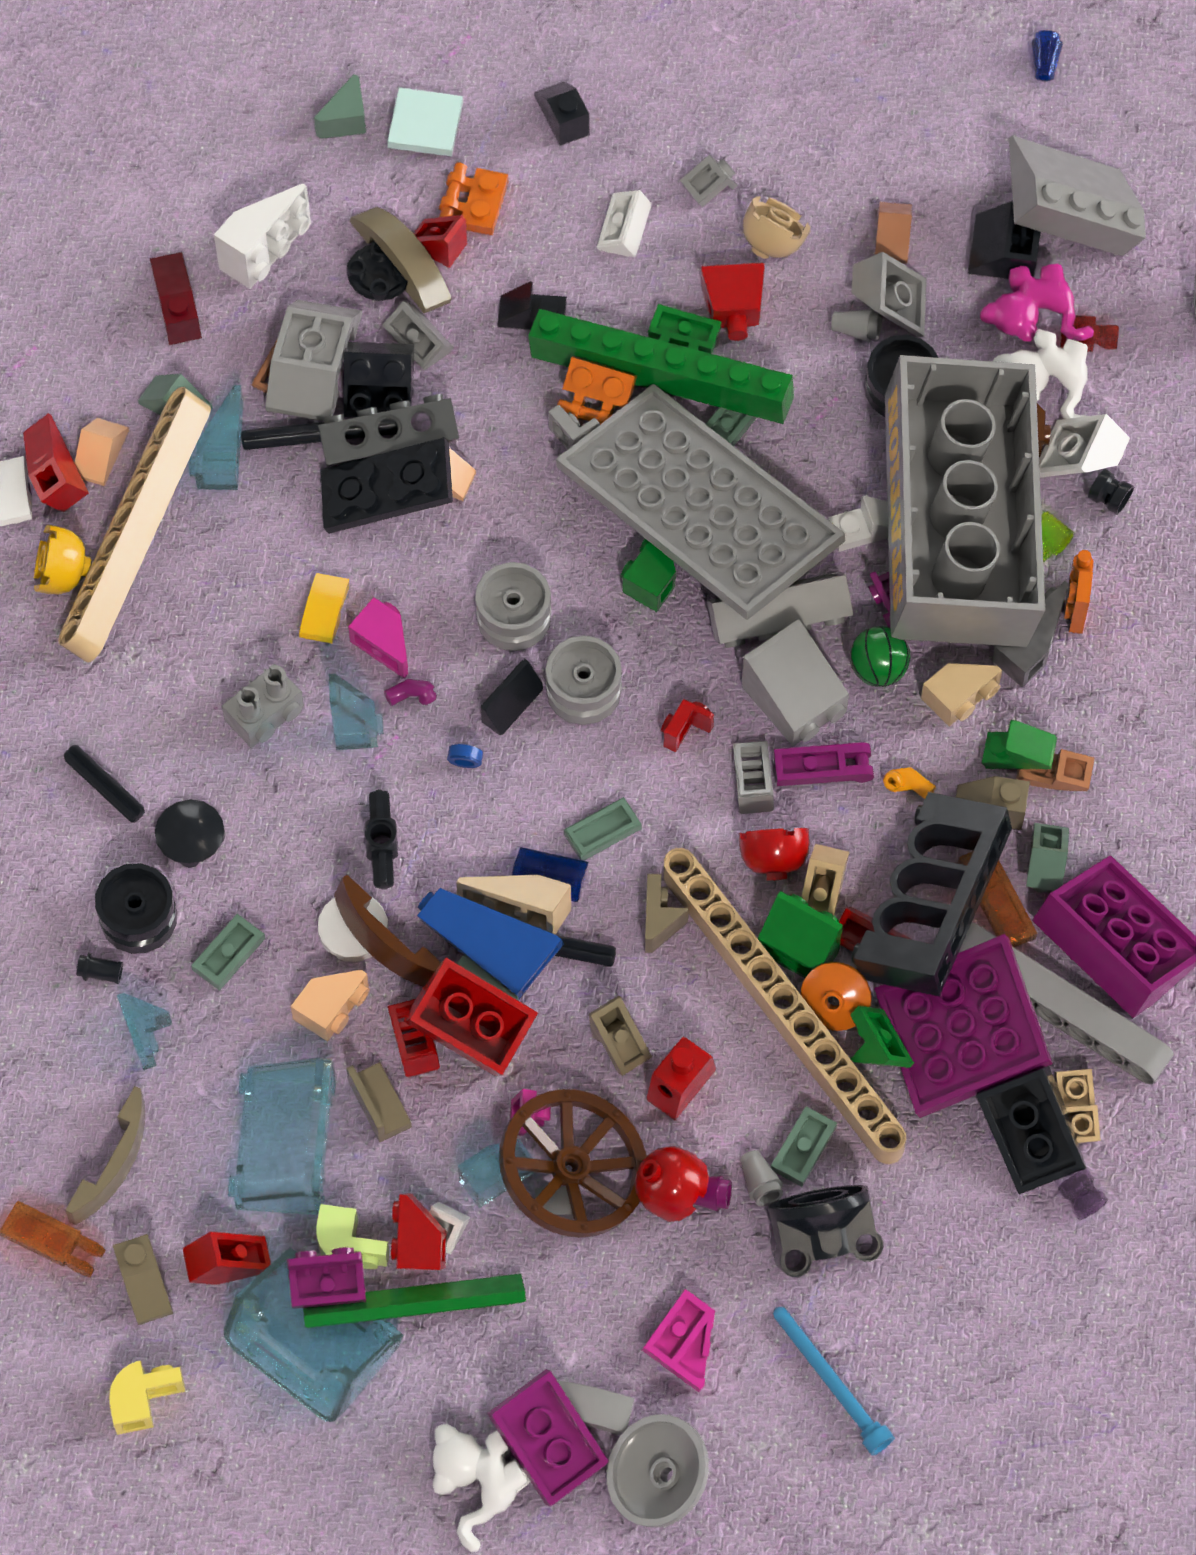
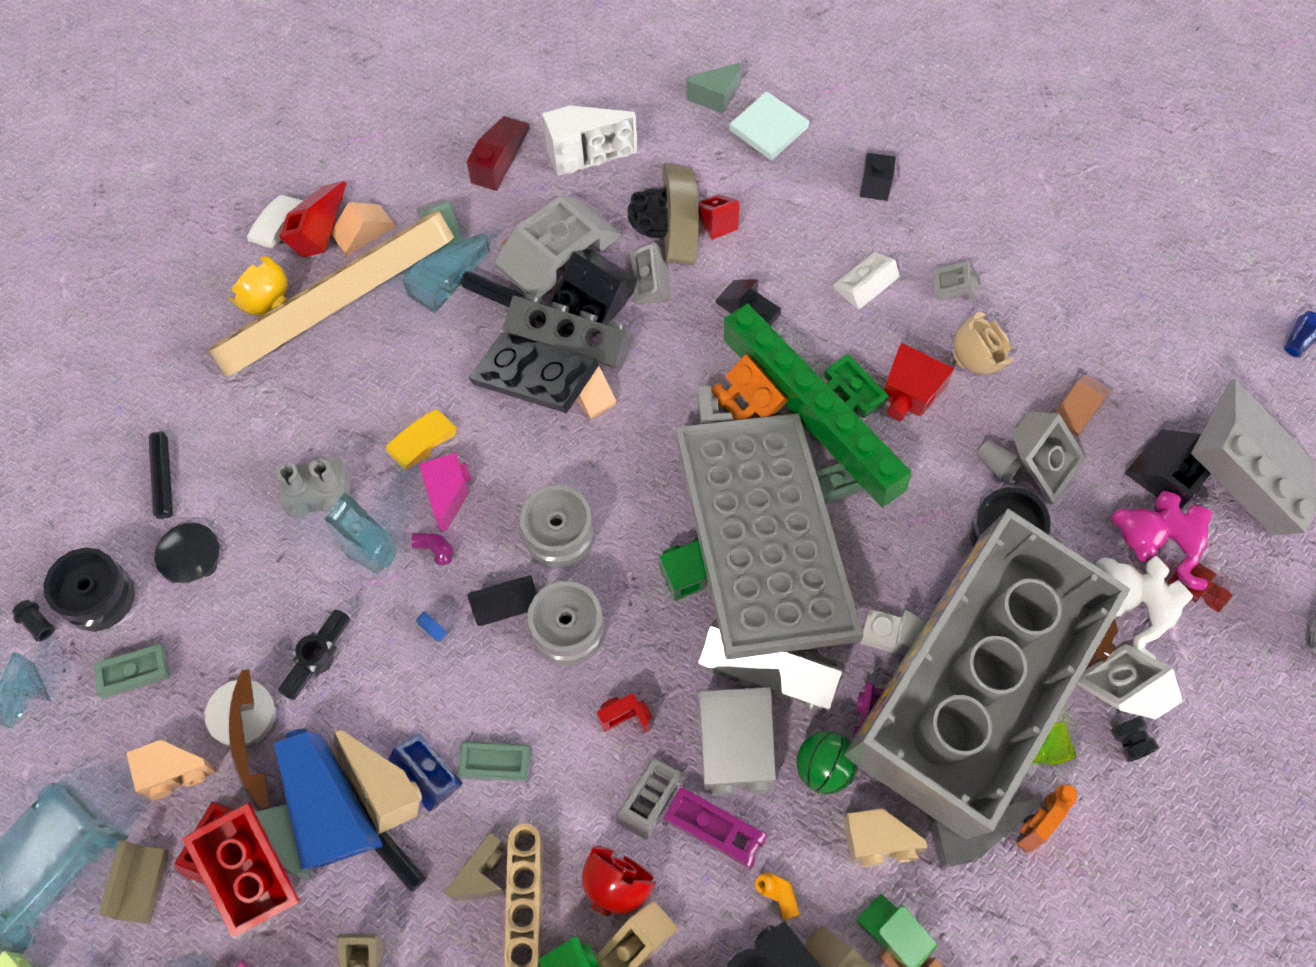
camera: 35 degrees right, 0 degrees up
(484, 197) = (772, 204): orange plate -> none

